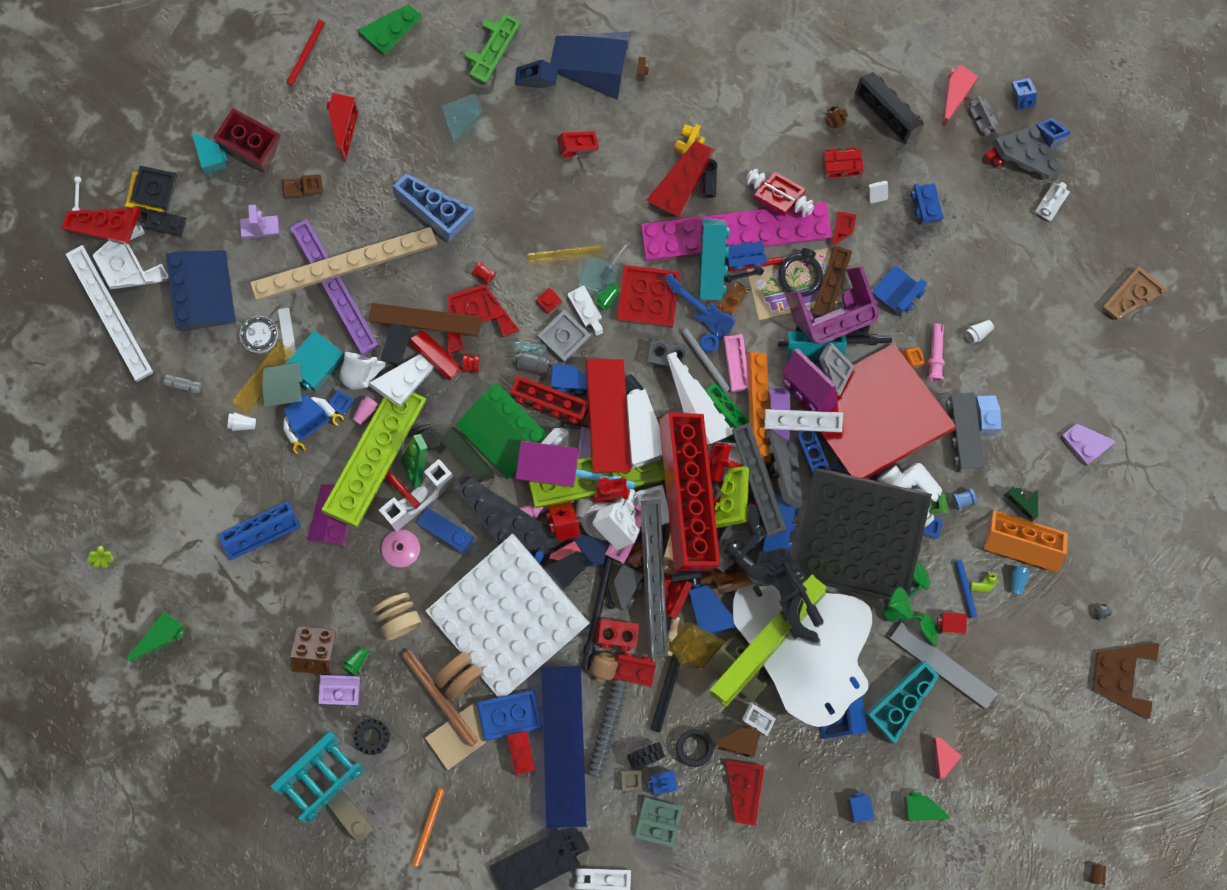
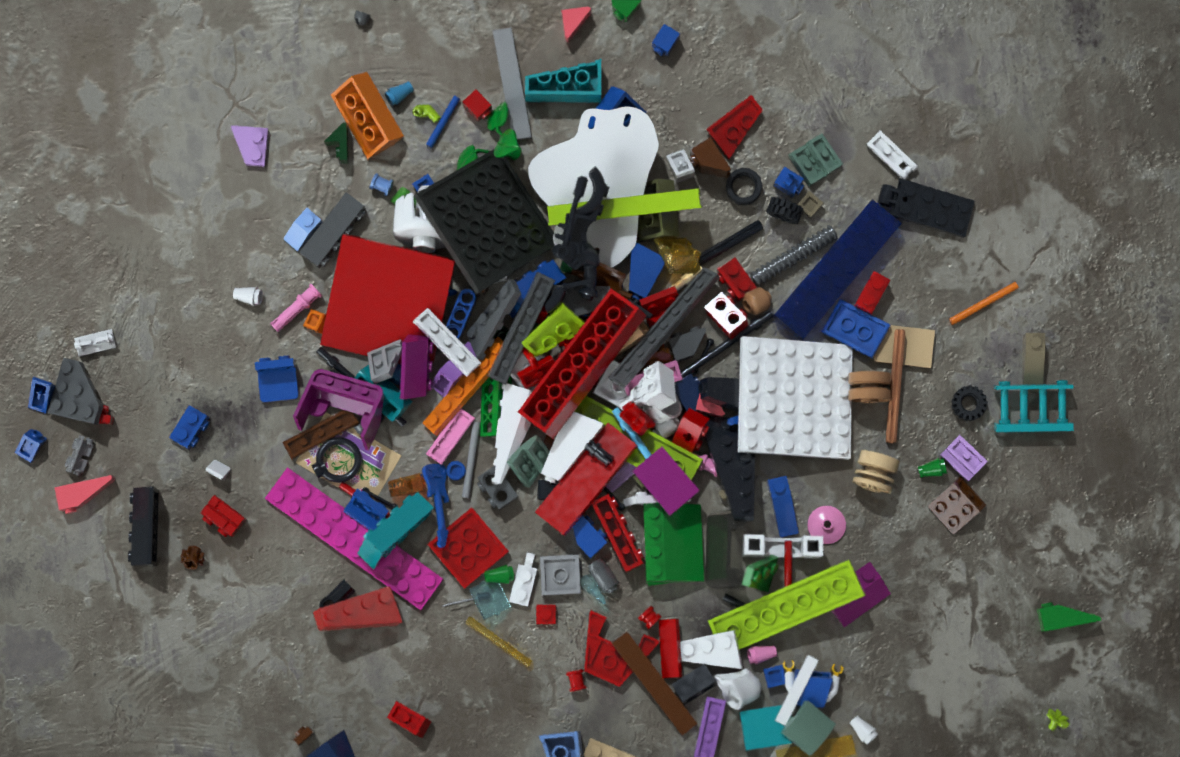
camera: 135 degrees left, 5 degrees up
(260, 531) = (922, 629): blue fence -> none
(314, 402) = (796, 690): none -> white sticker
(616, 440) = (597, 451): none -> black pin
(663, 393) = (529, 460): none -> sand green slope
(690, 133) = (314, 645): yellow hips -> none
(779, 193) = (294, 535): plate -> none
(844, 226) = (270, 467): red slope -> none
(1134, 293) = (107, 219): medium nougat wing -> none

